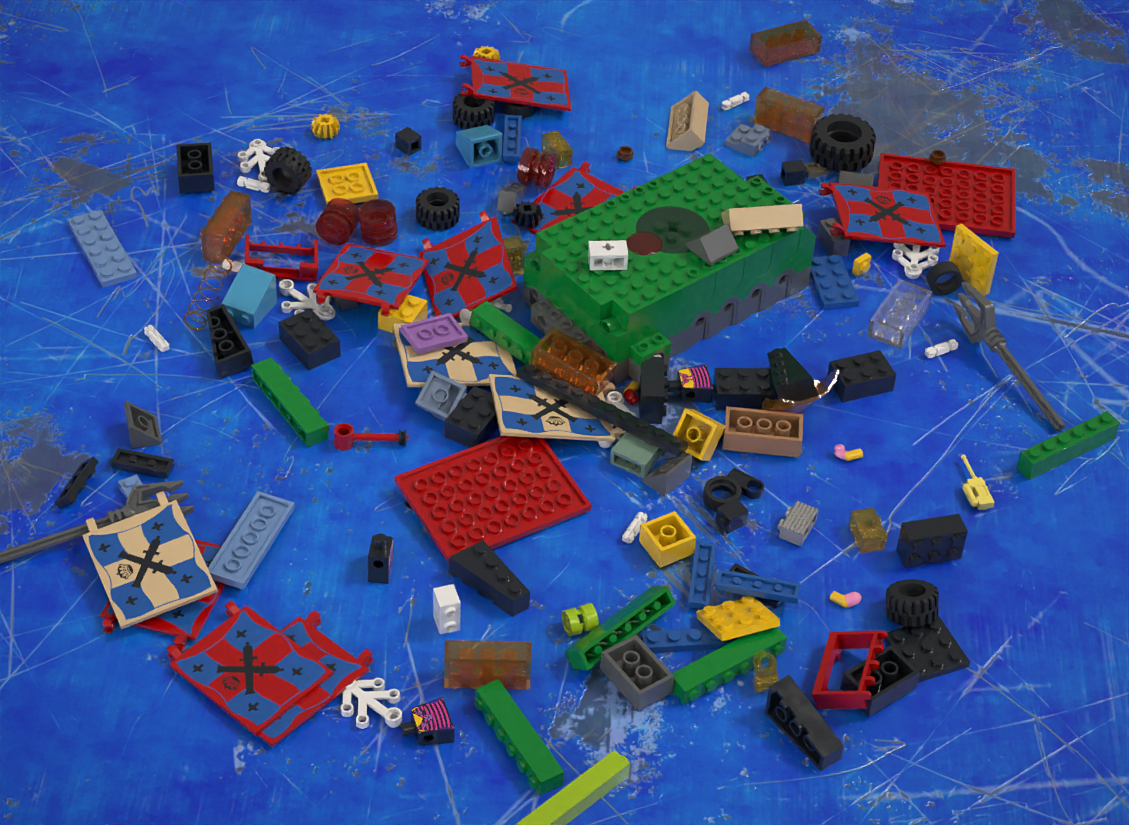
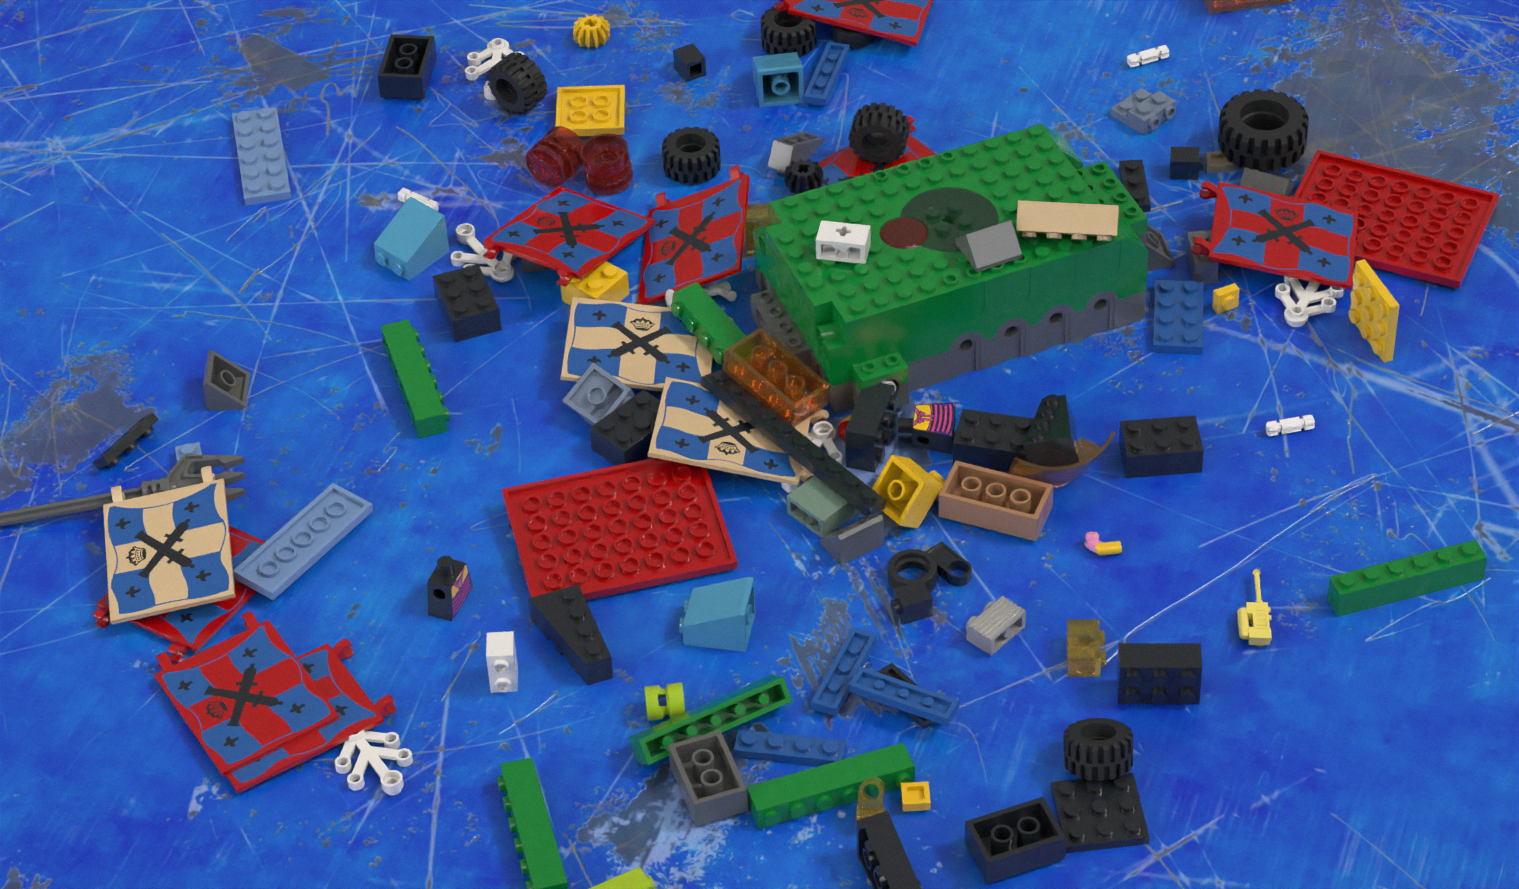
camera: 20 degrees right, 0 degrees up
(142, 463) = (211, 429): black plate -> none
(156, 338) = (285, 277): white axle -> none
(196, 311) = (336, 250): piece -> none
(226, 226) = (416, 147): clear orange brick -> none
(228, 344) = (363, 297): black wedge -> none
(253, 184) = (475, 96): white axle -> none
(306, 271) = (493, 217): red hinge -> none
(345, 436) = (465, 433): red piece -> none
(430, 723) = (432, 797): black torso -> none
(434, 333) = (617, 315): medium lavender plate -> none
(481, 662) = (514, 732): clear orange brick -> none
(536, 167) = (833, 115): clear red wheel -> none
(555, 143) = (876, 88): clear yellow brick -> none
(575, 186) = (882, 120): none -> black tyre
(596, 547) = (720, 615): none -> dark azure slope
(625, 153) = (968, 110): reddish brown plate -> none
(634, 527) = (783, 598): white axle -> none
(667, 539) = (814, 619): yellow brick -> none
(688, 123) = (1069, 79): tan slope -> none
(737, 618) = (863, 731): yellow plate -> none
(786, 114) = (1201, 79): clear orange brick -> none
(792, 660) = (915, 796): none -> yellow plate
(836, 643) = (973, 793): red hinge -> none
(847, 600) = (1020, 733): arm -> none
(899, 314) = (1247, 371): clear brick -> none
(937, 157) = (1392, 164): reddish brown plate -> none
(939, 270) = (1328, 317): black tyre -> none
(985, 329) = (1349, 408): dark grey piece -> none

